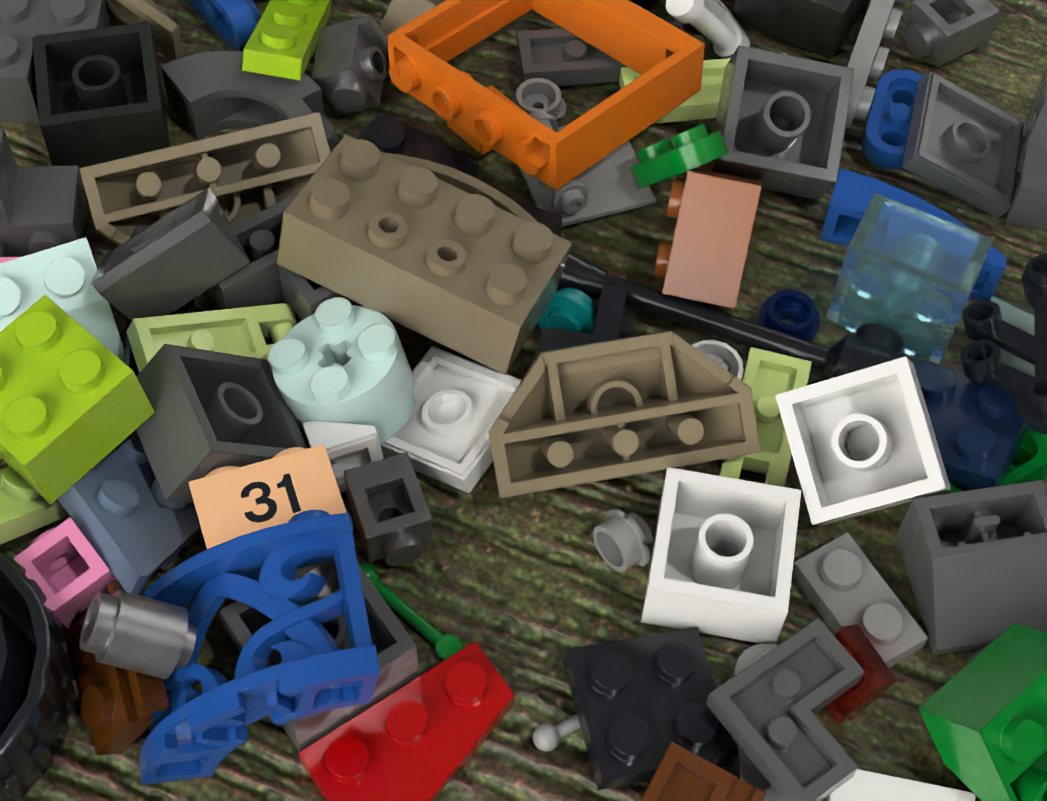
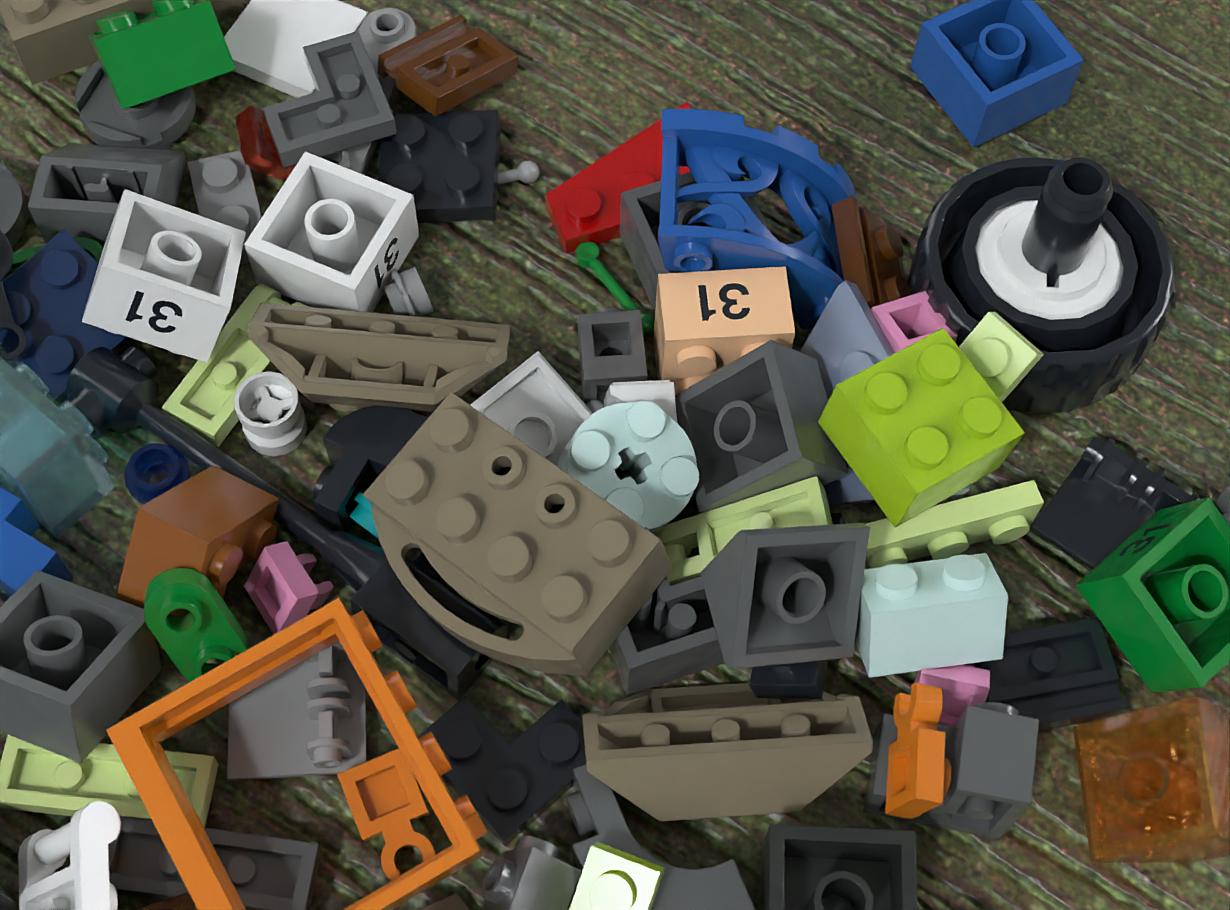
camera: 165 degrees left, 5 degrees up
(42, 165) = (916, 761): none -> orange plate
(138, 633) = (852, 223): flat silver brick -> none
(540, 95) = (310, 793): light grey plate -> none
(623, 240) = (283, 586): none -> bright pink tile

